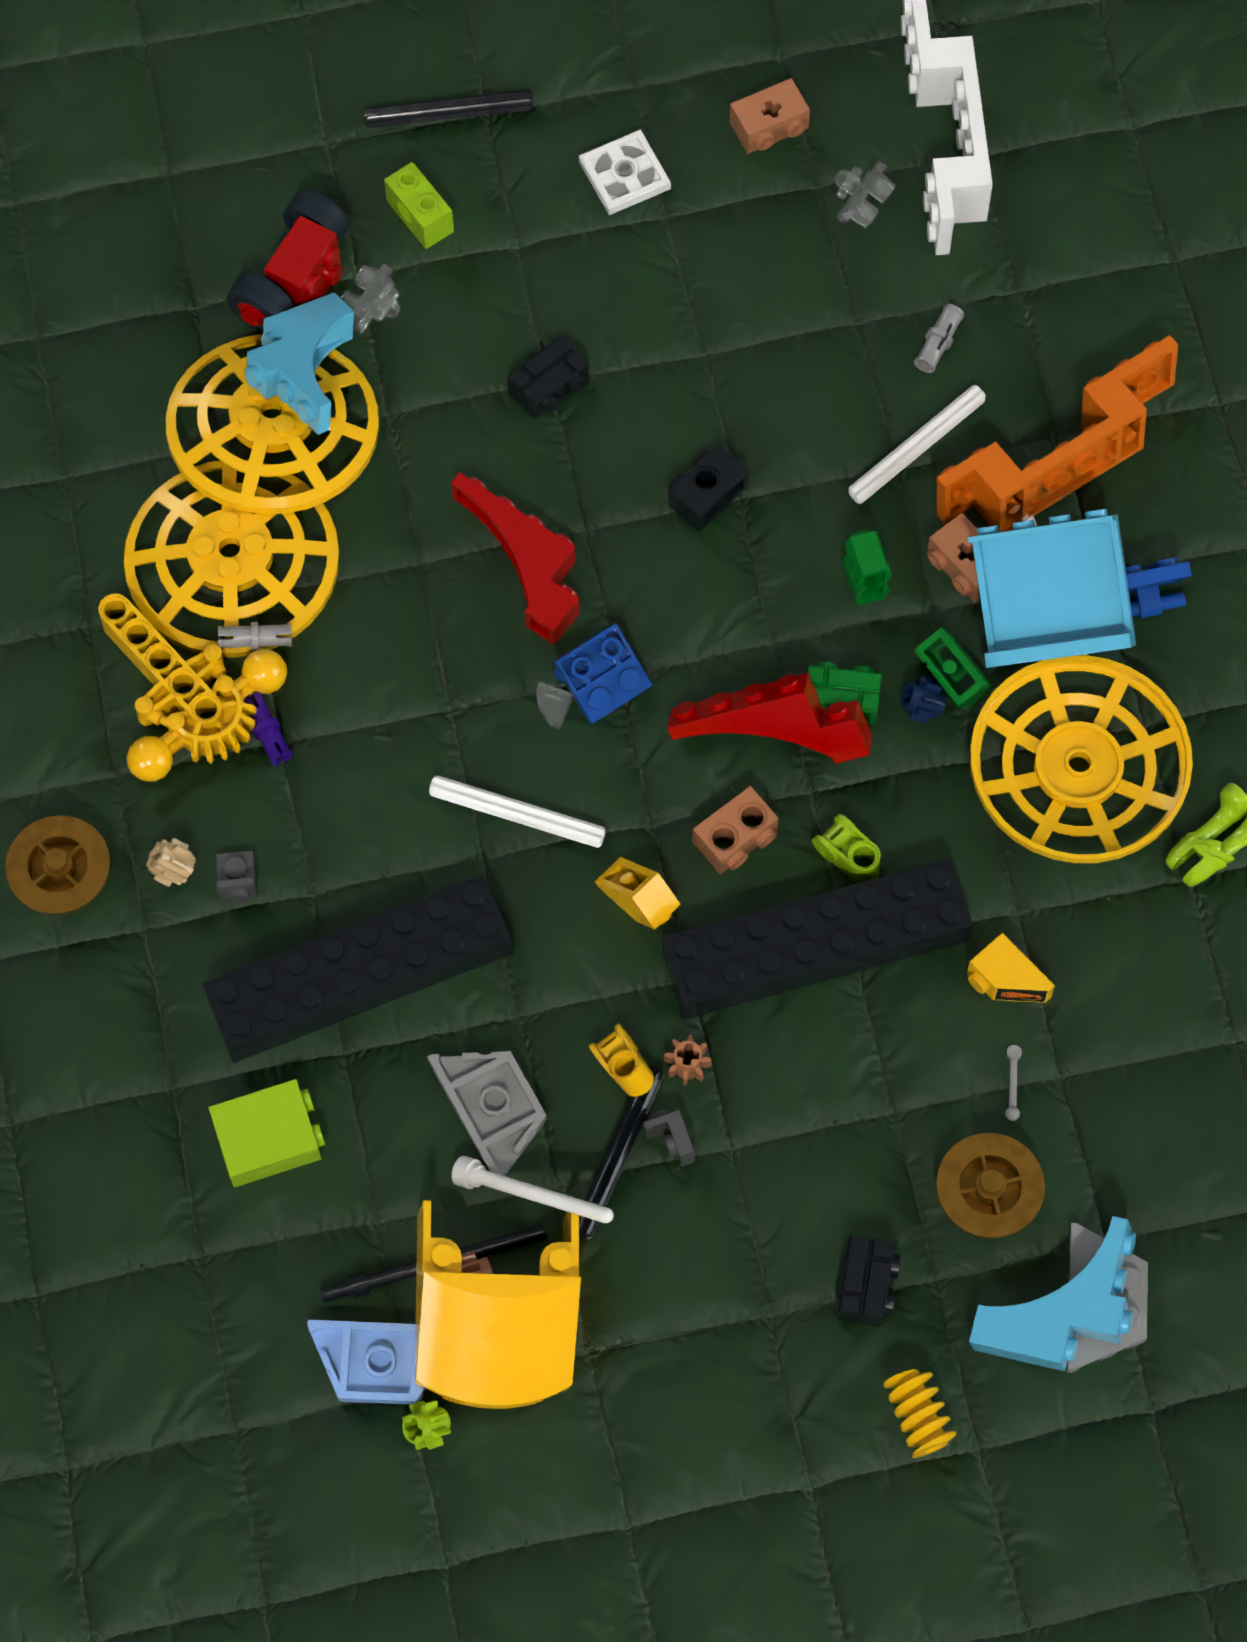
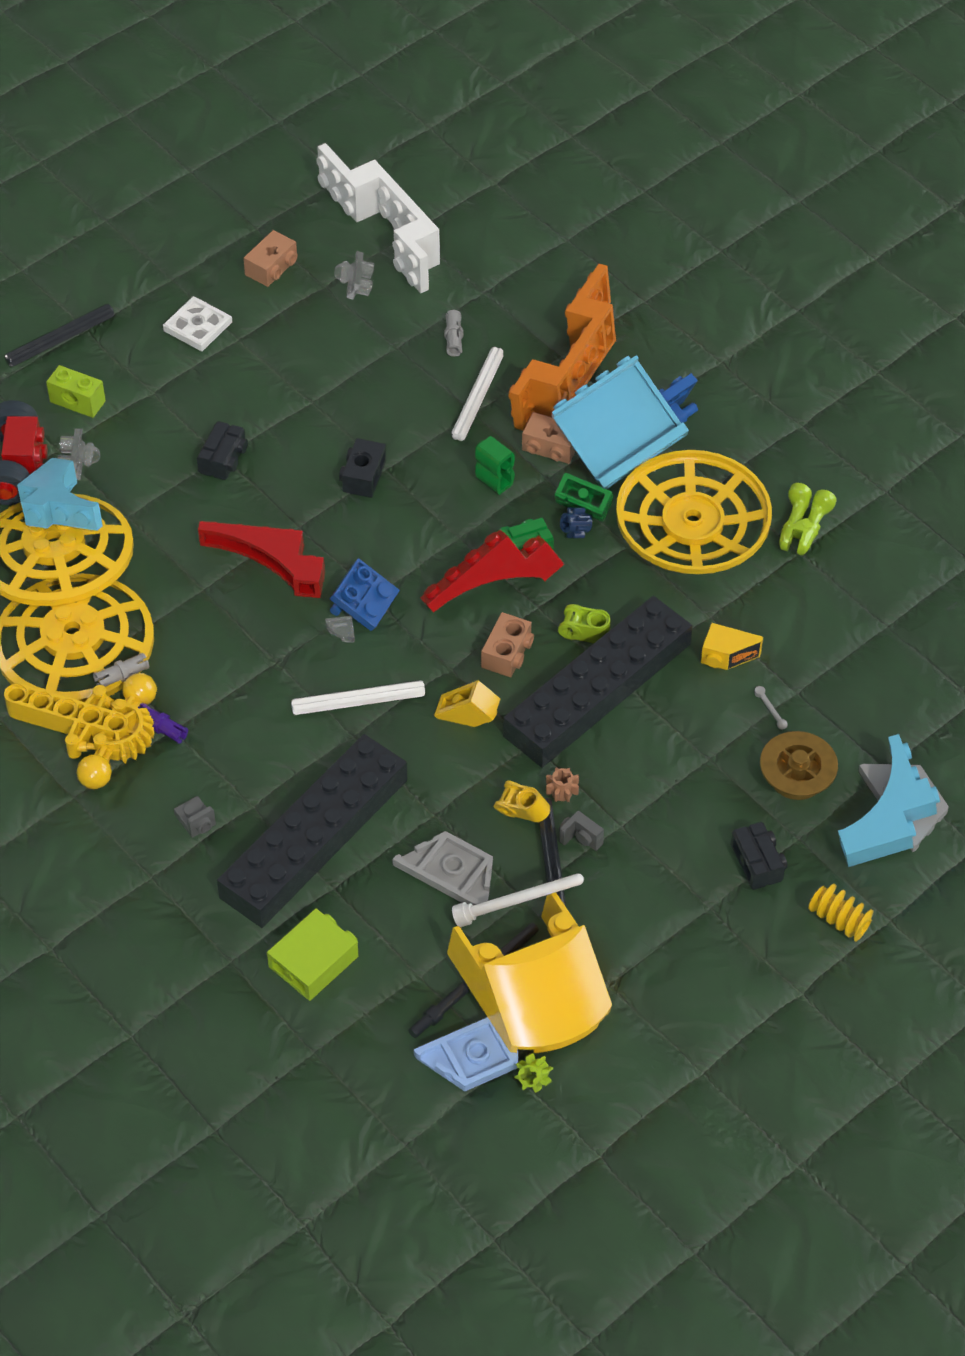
camera: 30 degrees left, 15 degrees down
(57, 864) = (70, 859): pearl gold wheel -> none
(171, 862) = (147, 824): tan gear -> none

